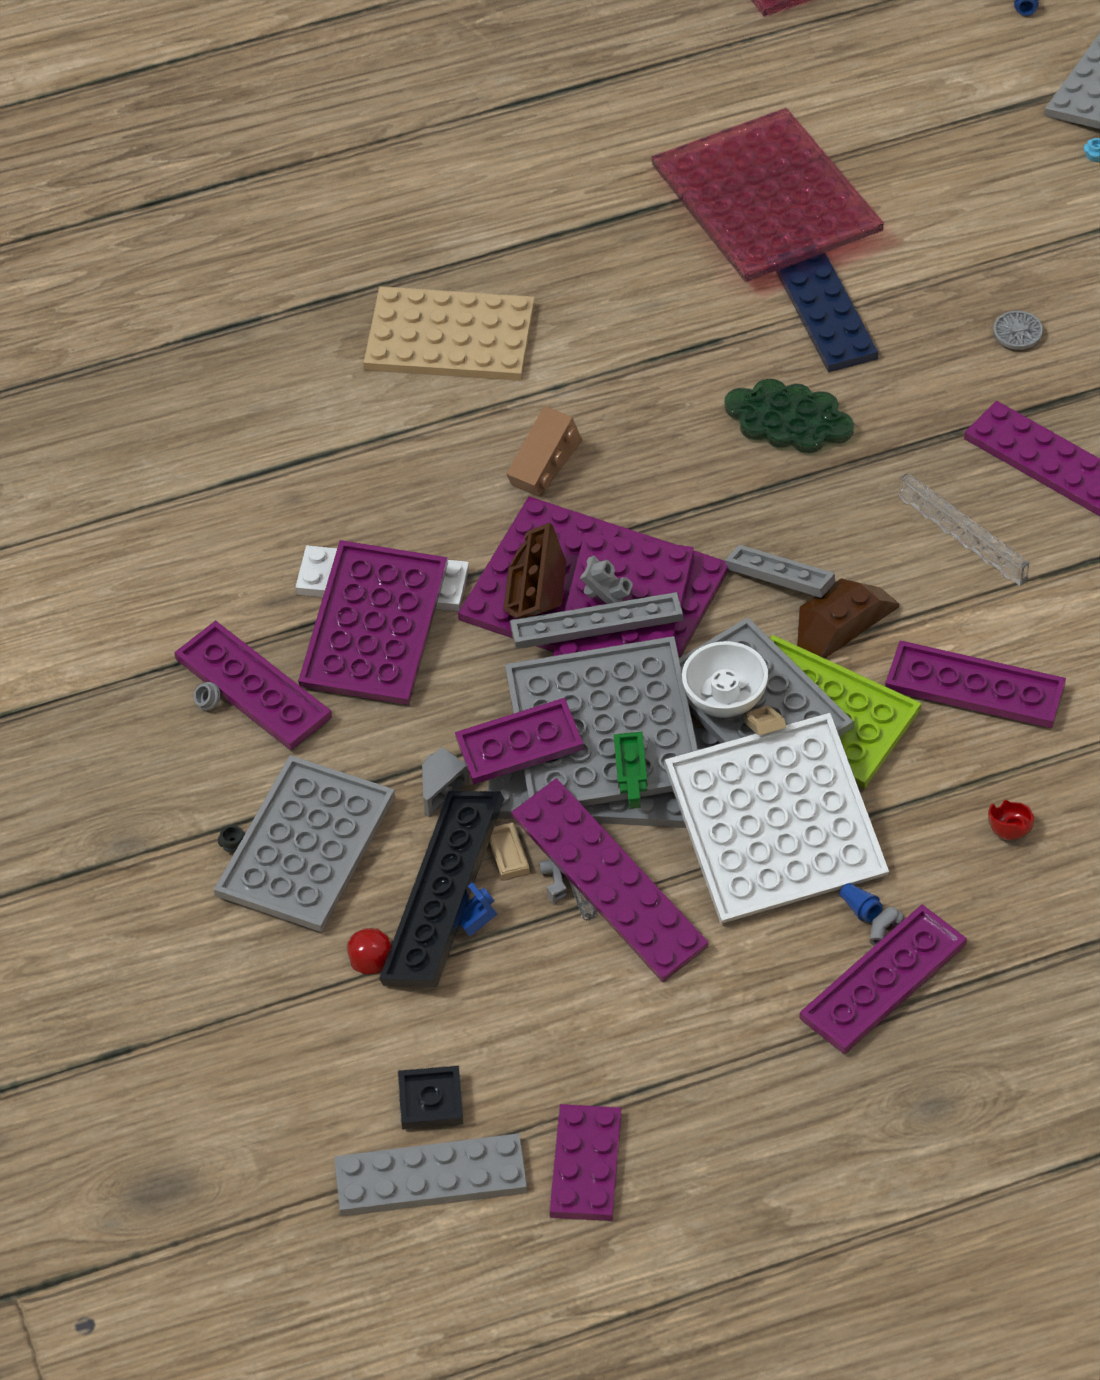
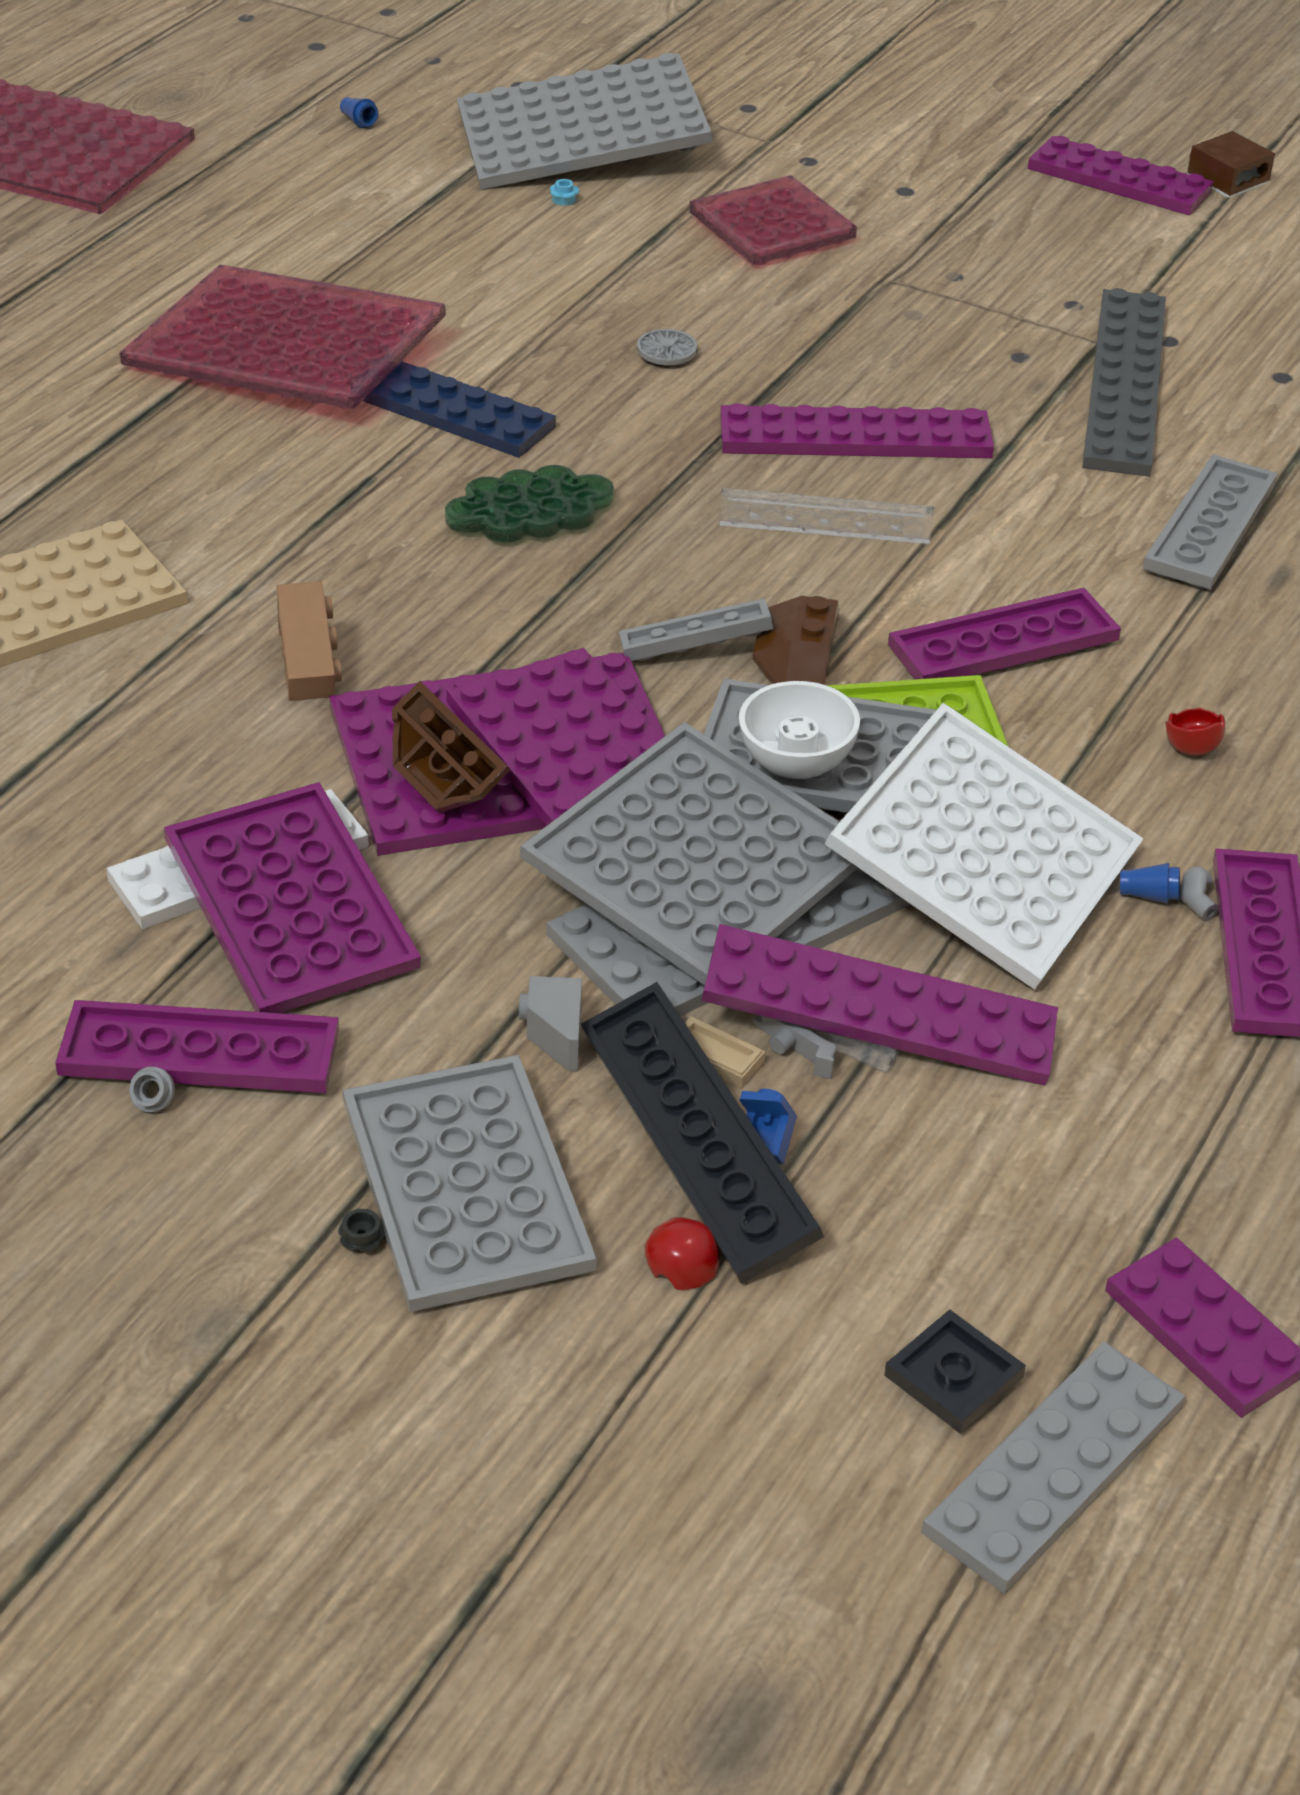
camera: 45 degrees left, 10 degrees down
(519, 740) = (631, 911): magenta plate -> none
(596, 620) = (570, 756): light grey plate -> none
(602, 582) = (543, 711): light grey hips -> none
(631, 766) = (790, 868): green hinge -> none
(764, 720) = (882, 746): tan tile -> none

